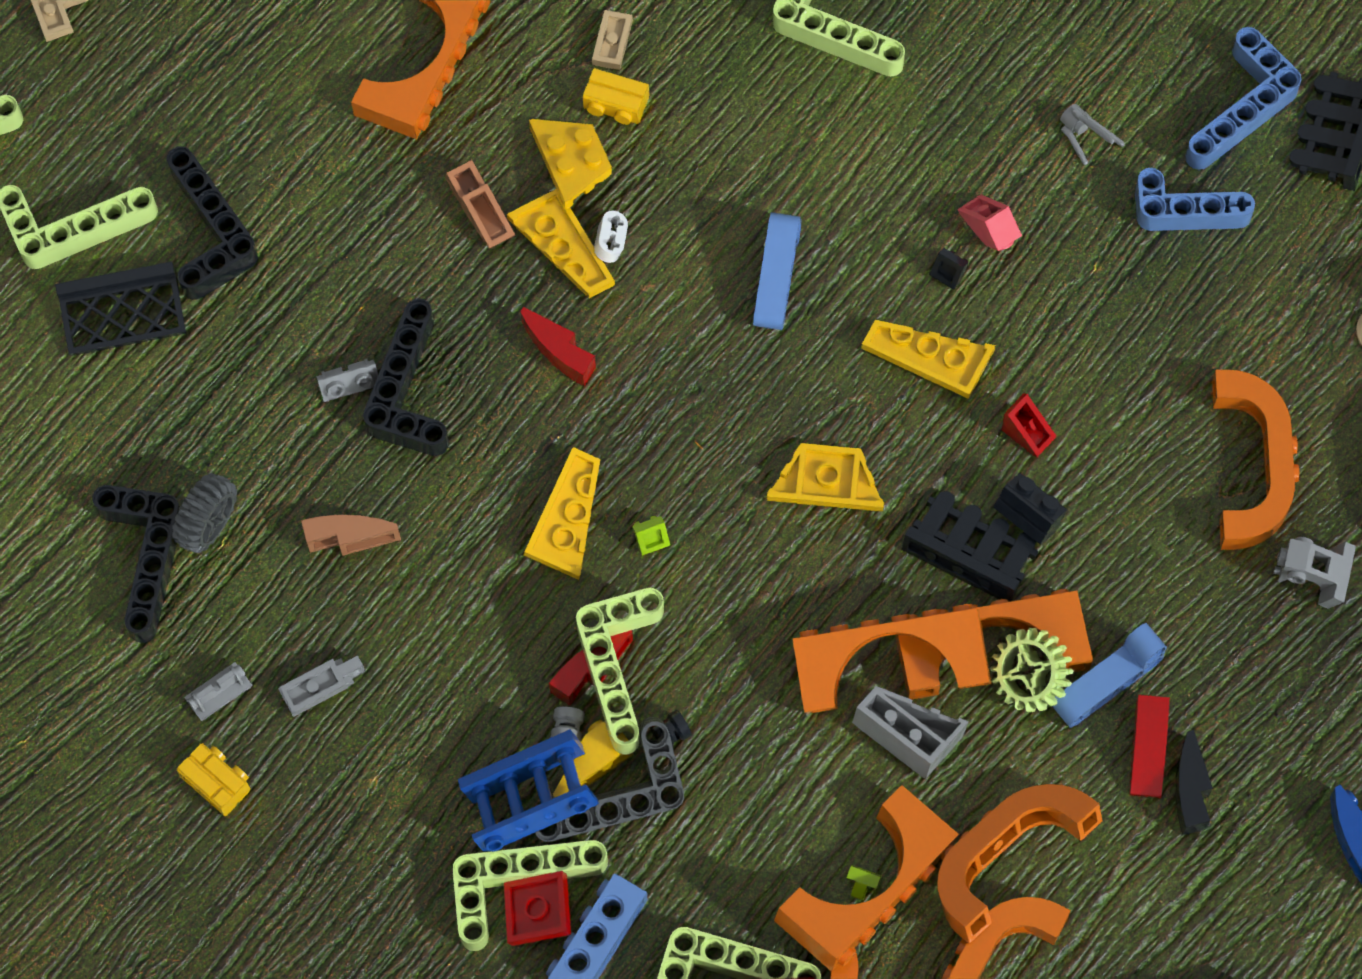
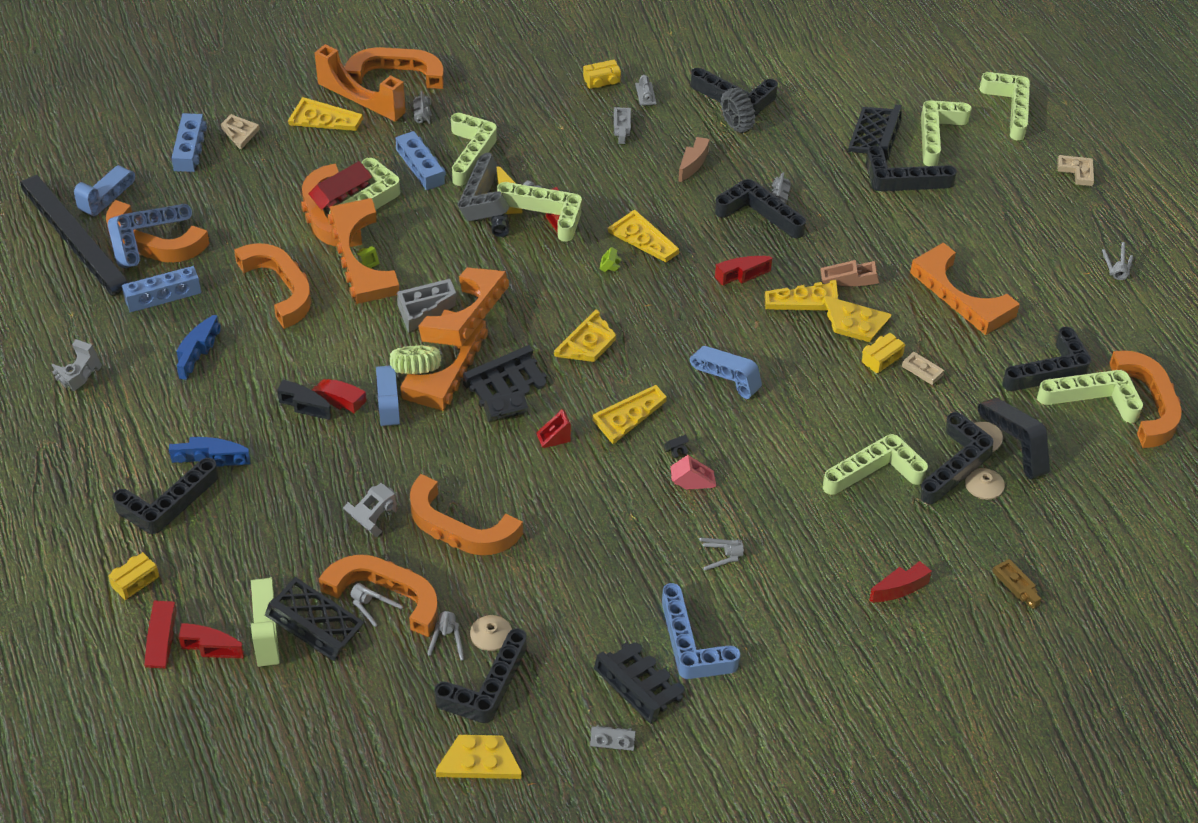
camera: 115 degrees right, 20 degrees down
(520, 767) = (518, 163): blue fence -> none
(537, 908) = (448, 145): red plate -> none
(616, 237) = (795, 310): white beam -> none
(994, 834) = (329, 277): orange arch -> none
(1192, 203) = (646, 556): medium blue beam -> none

